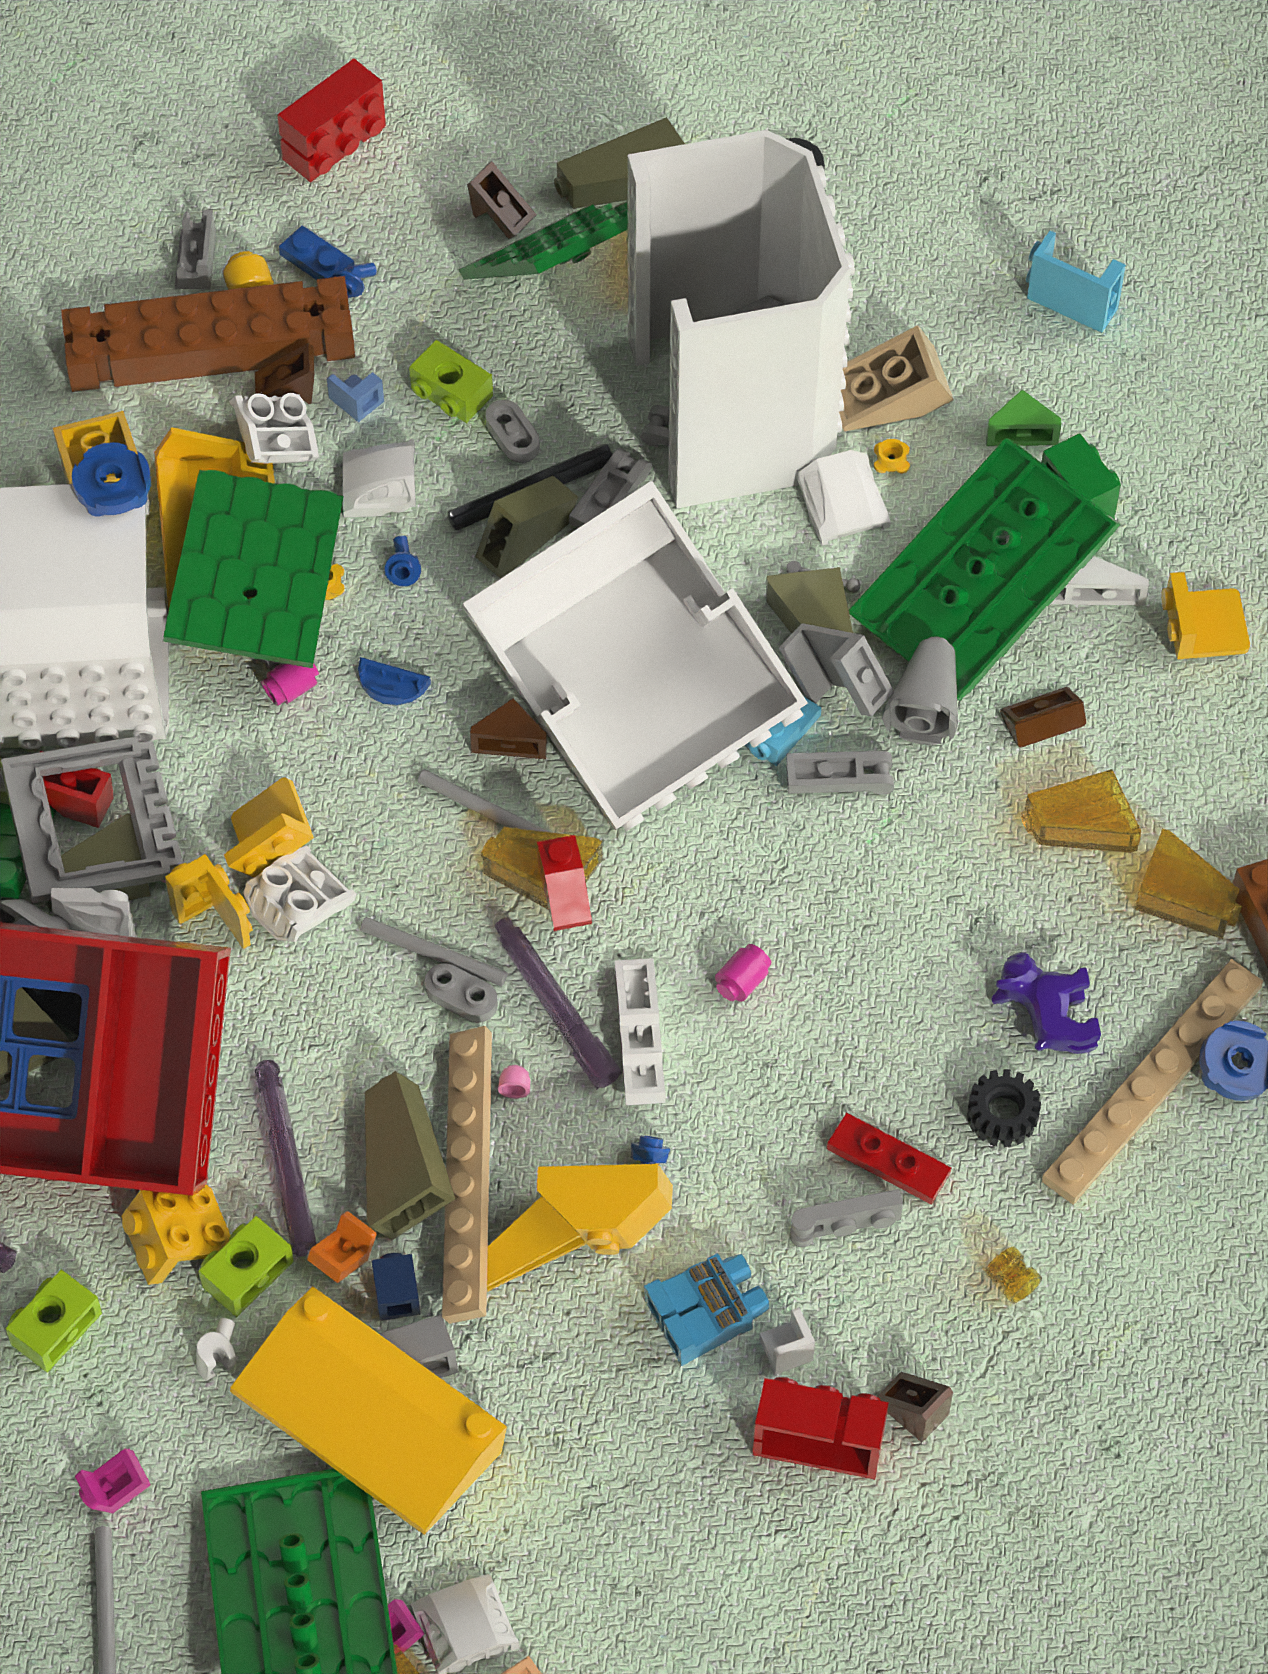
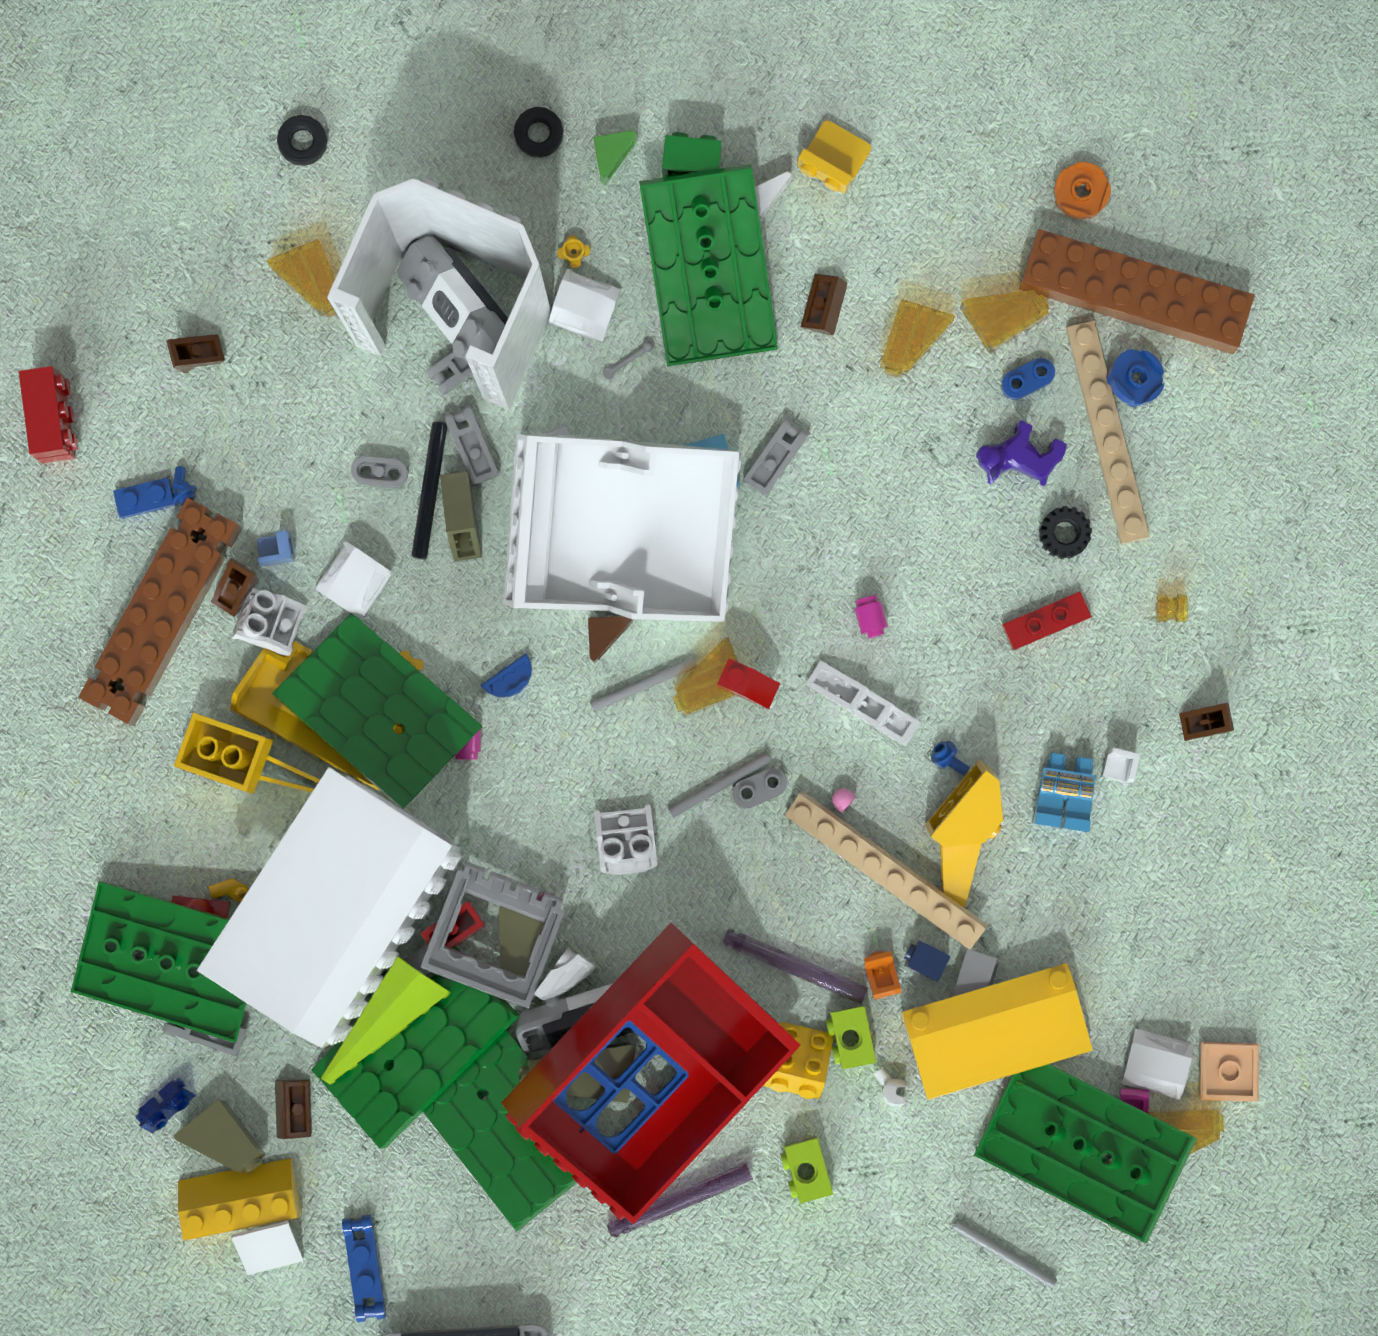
camera: 50 degrees left, 25 degrees up
(113, 1482) = (934, 1202): dark pink bracket -> none
(117, 497) = (303, 798): blue plate -> none
(196, 252) = (83, 574): light grey hinge -> none
(200, 886) = (580, 905): yellow bracket -> none
(246, 271) = (133, 556): yellow head -> none
(268, 828) = (570, 827): yellow bracket -> none
(402, 567) = (431, 610): blue plate -> none
(402, 1158) = (850, 901): olive slope -> none
(450, 381) = (297, 480): lime brick -> none
(554, 244) = (280, 350): green piece -> none
(587, 1049) = (854, 742): clear purple piece -> none
(602, 171) = (226, 246): olive slope -> none
(809, 599) = (657, 387): olive slope -> none
(820, 1427) = (1190, 788): red piece -> none
(838, 658) = (737, 403): light grey panel -> none
(845, 1216) = (1068, 676): light grey plate -> none
(894, 382) = (528, 197): tan slope -> none
(926, 695) = (766, 365): light grey cone -> none
(985, 370) = (532, 116): none -> black tyre
(1072, 290) = (541, 47): medium azure panel -> none
(1139, 962) = (1028, 378): none -> blue plate

